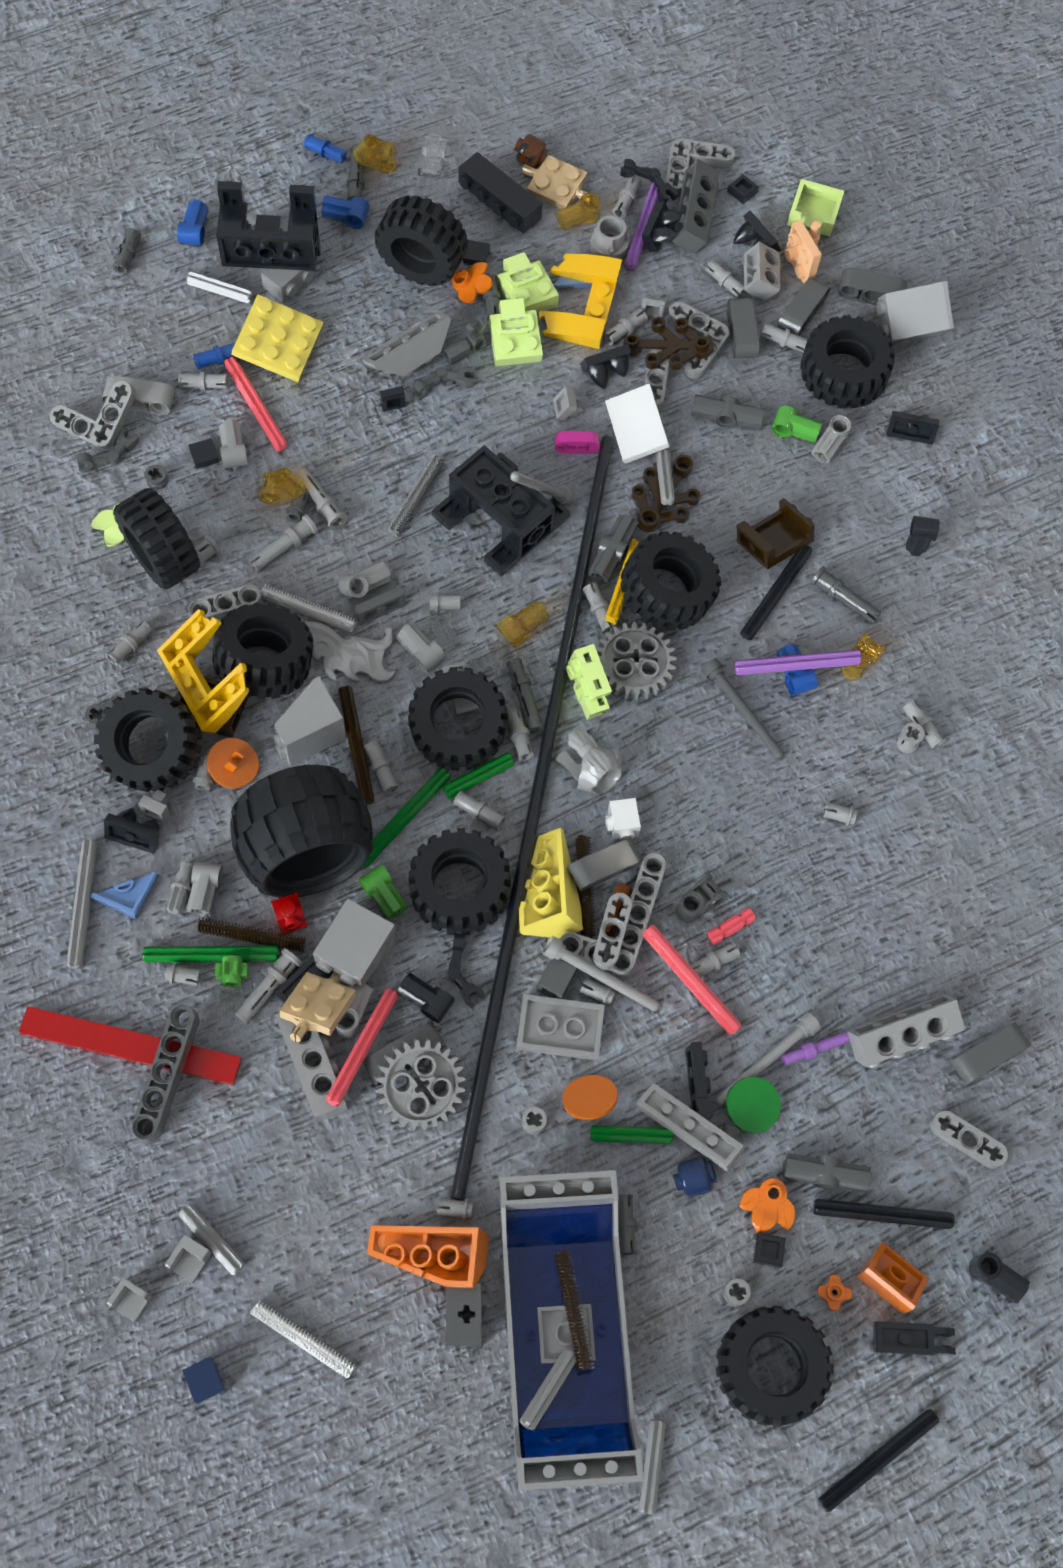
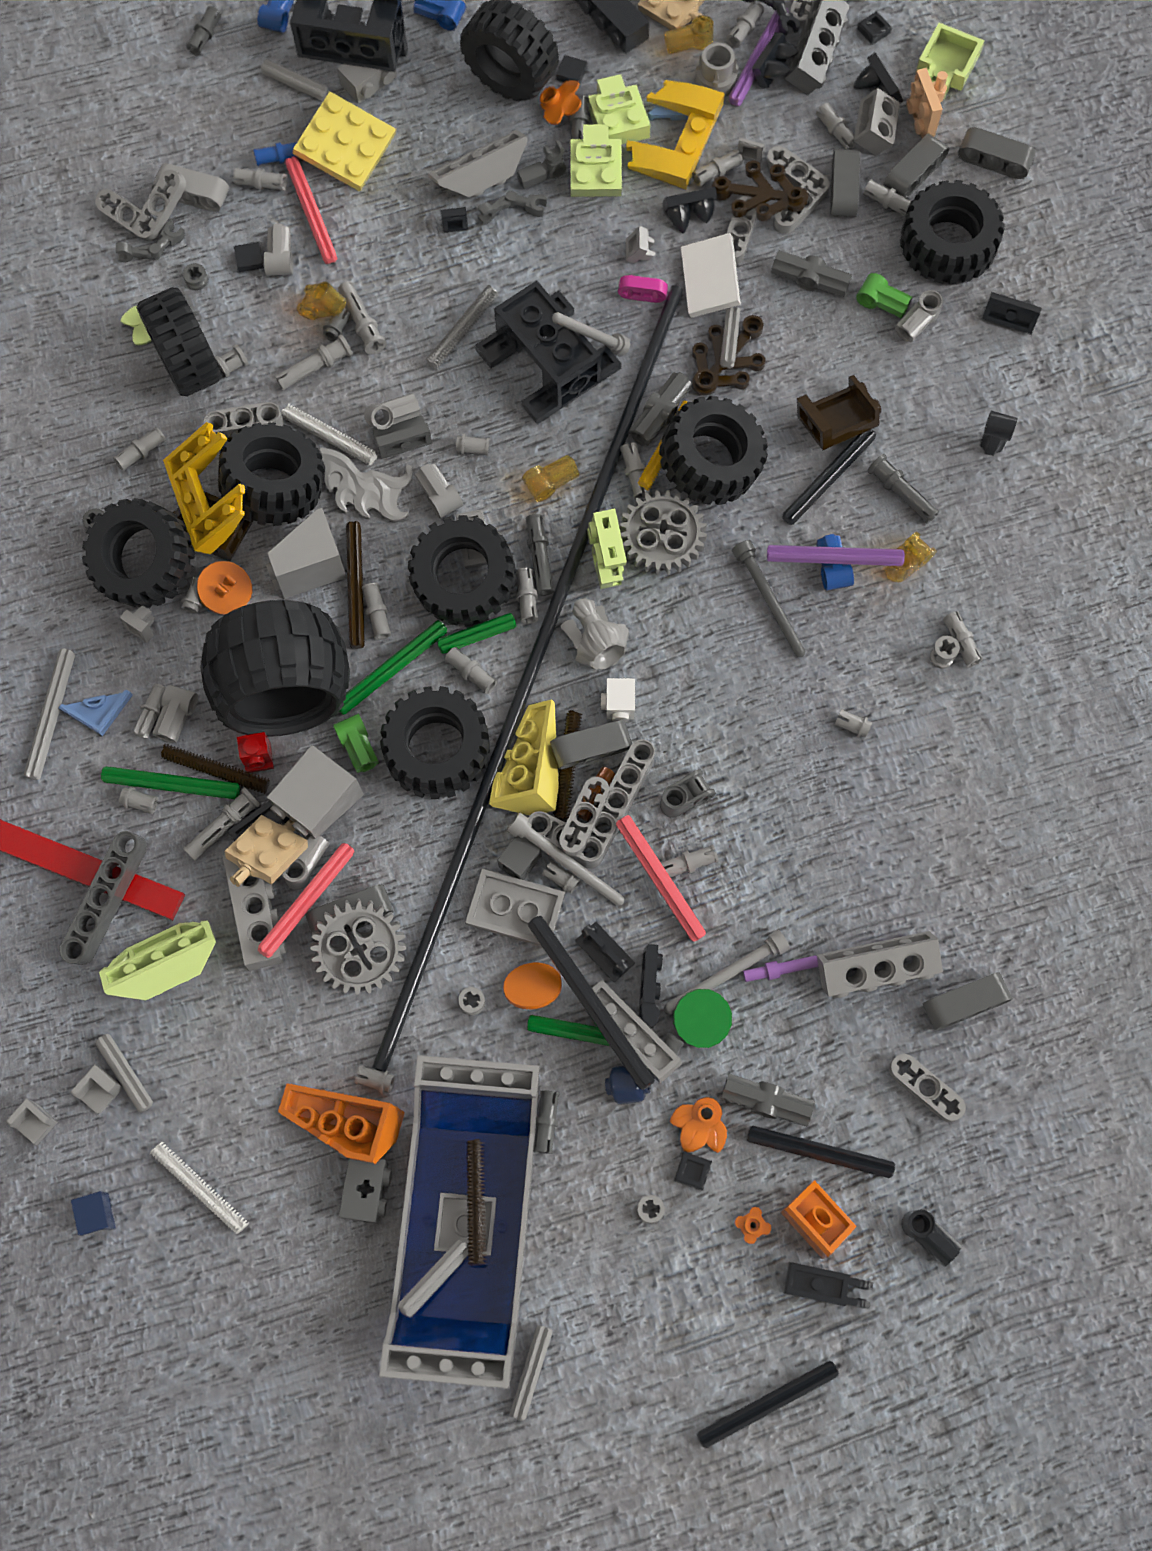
camera: 15 degrees right, 5 degrees up
(125, 830) = (105, 644): black tile -> none
(231, 971) = (187, 803): bright green gear -> none
(231, 1125) = (159, 961): none -> yellowish green wedge
(432, 1001) = (385, 862): black piece -> none
(455, 975) = (417, 830): black piece -> none
(650, 1056) = (604, 951): none -> black hinge
(650, 1104) = (591, 1003): none -> black axle
(731, 926) = (714, 827): coral axle -> none
(813, 1359) = (715, 1302): black tyre -> none
(916, 312) = (1036, 185): light grey slope -> none

